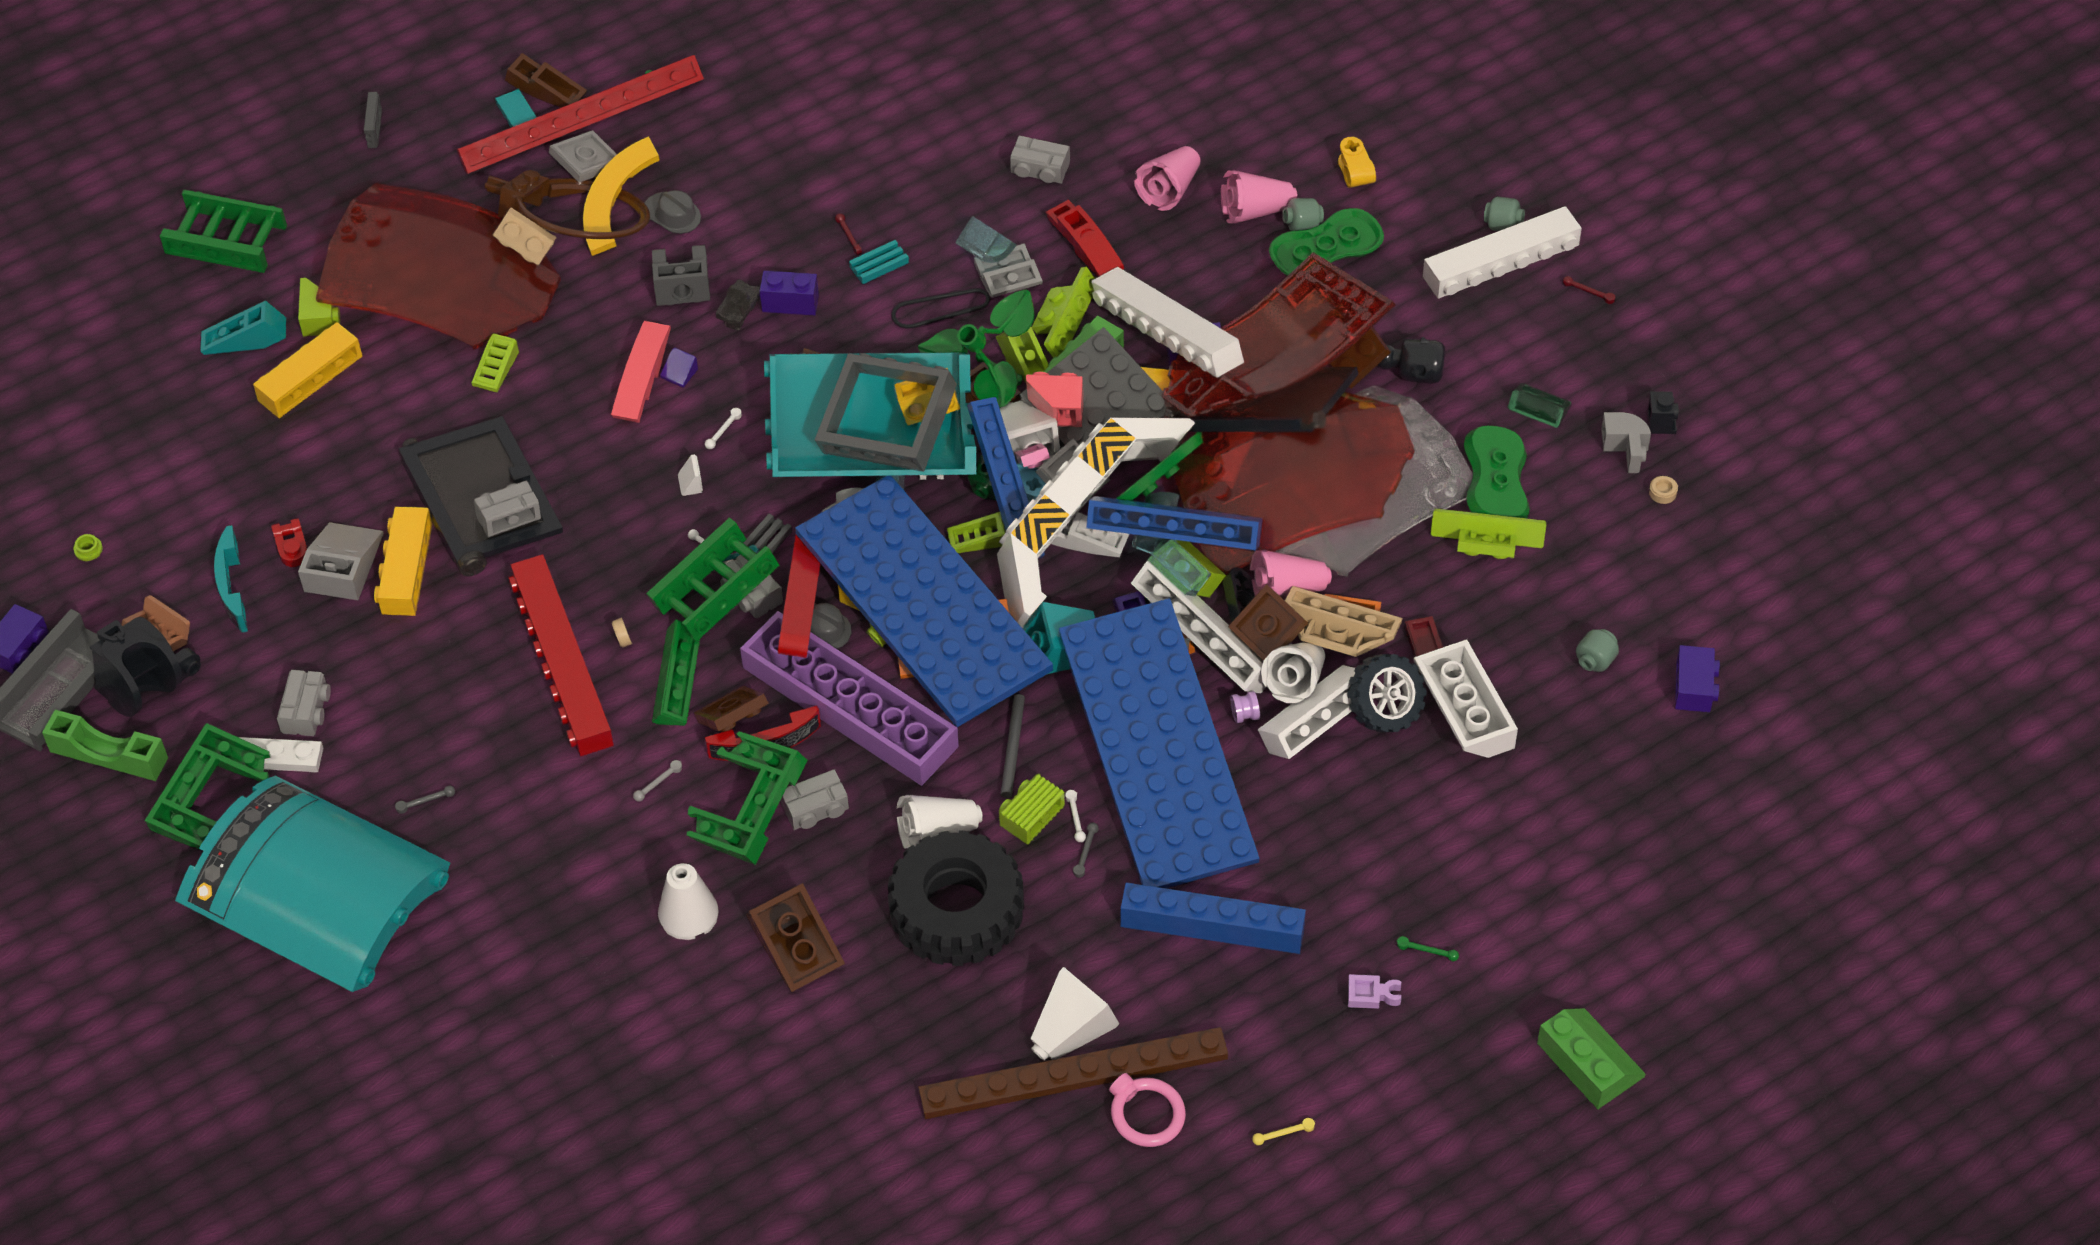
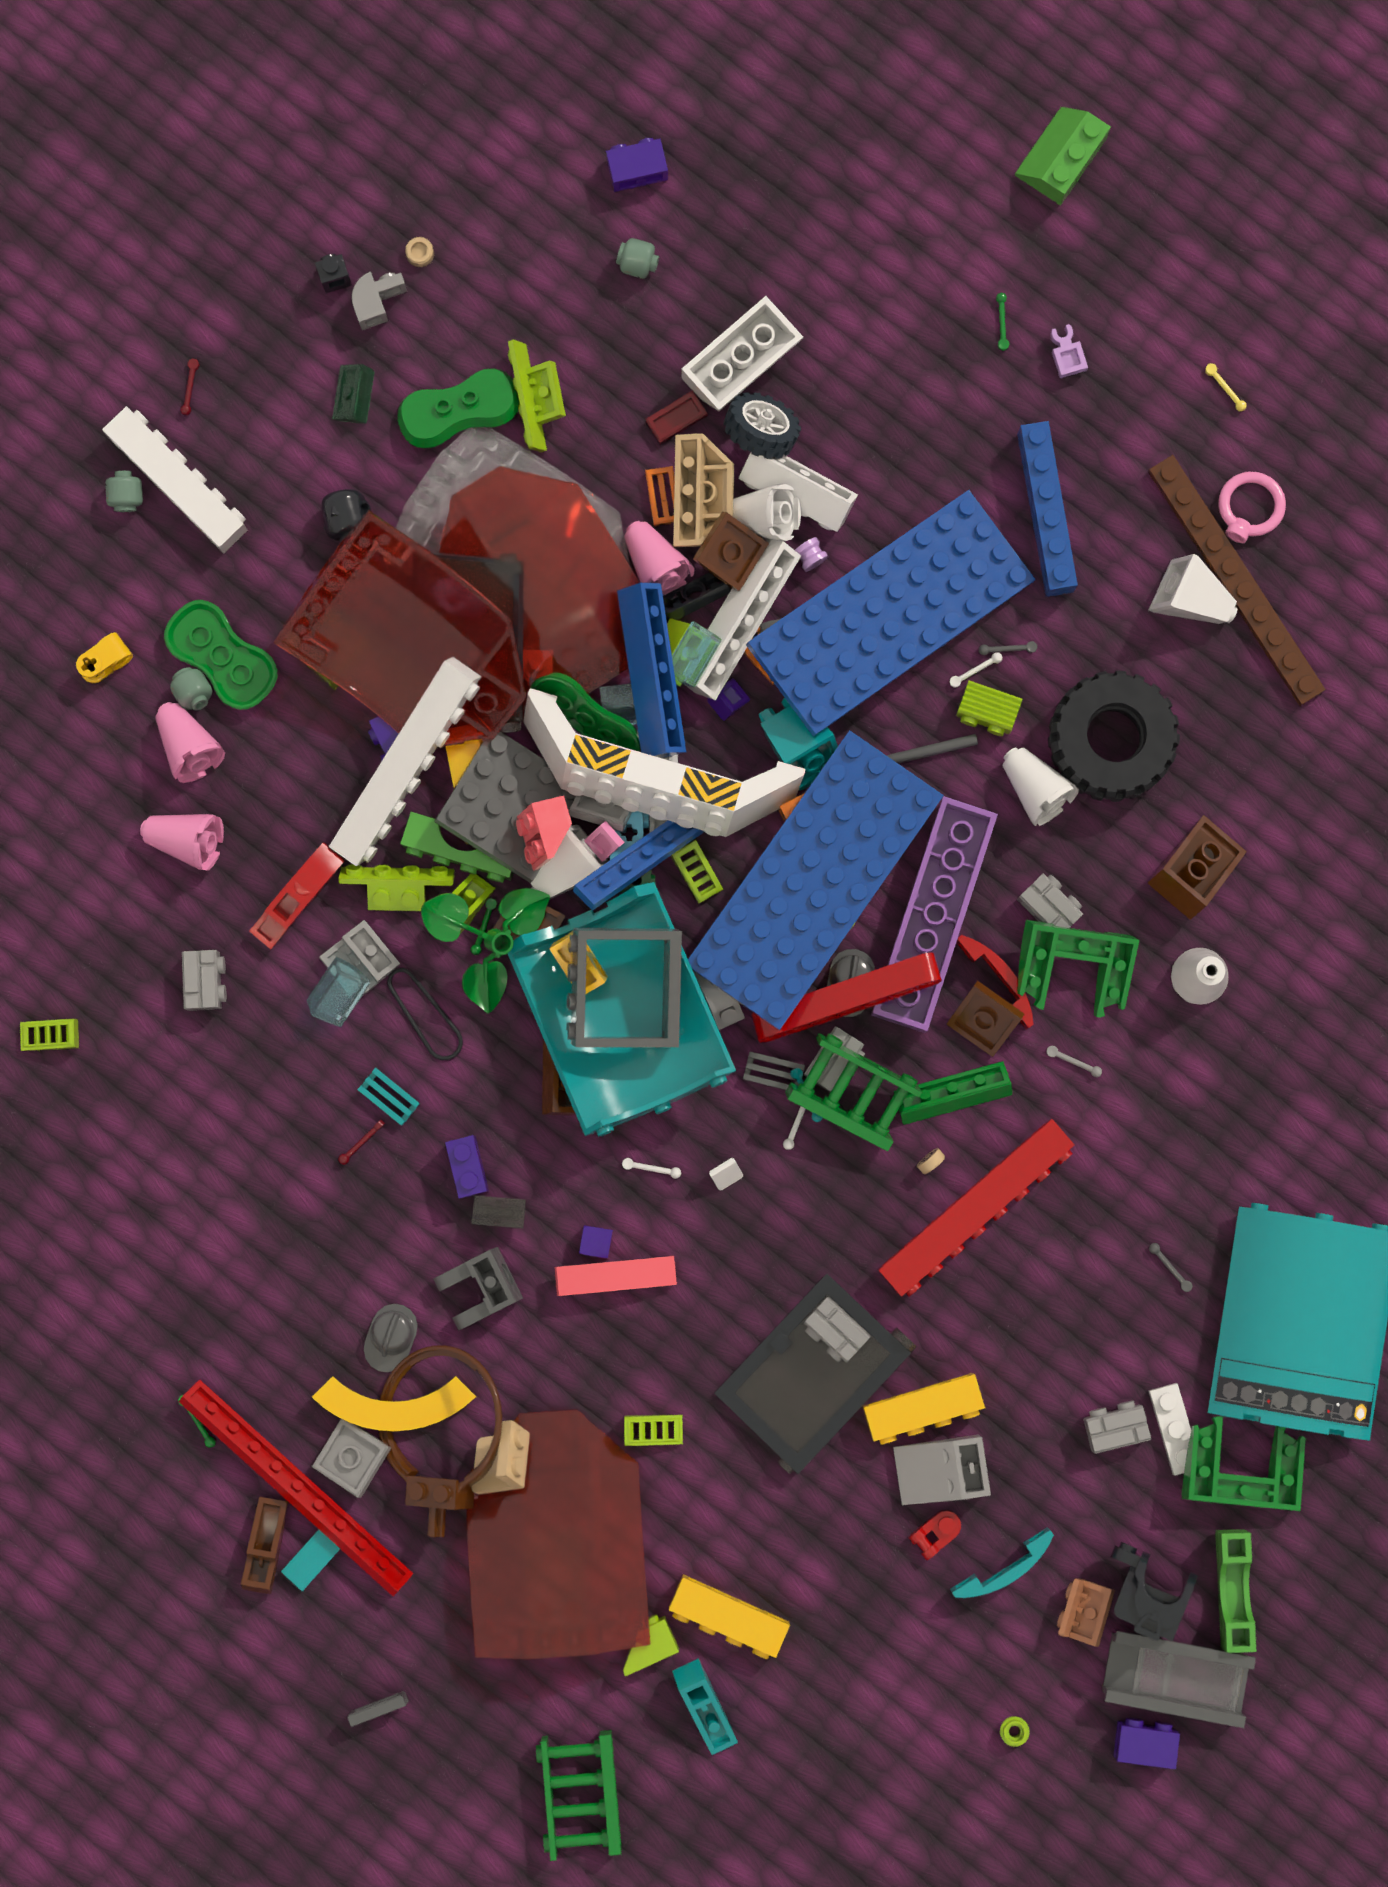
camera: 110 degrees left, 30 degrees up
(1043, 62) = (72, 1034): none -> lime slope

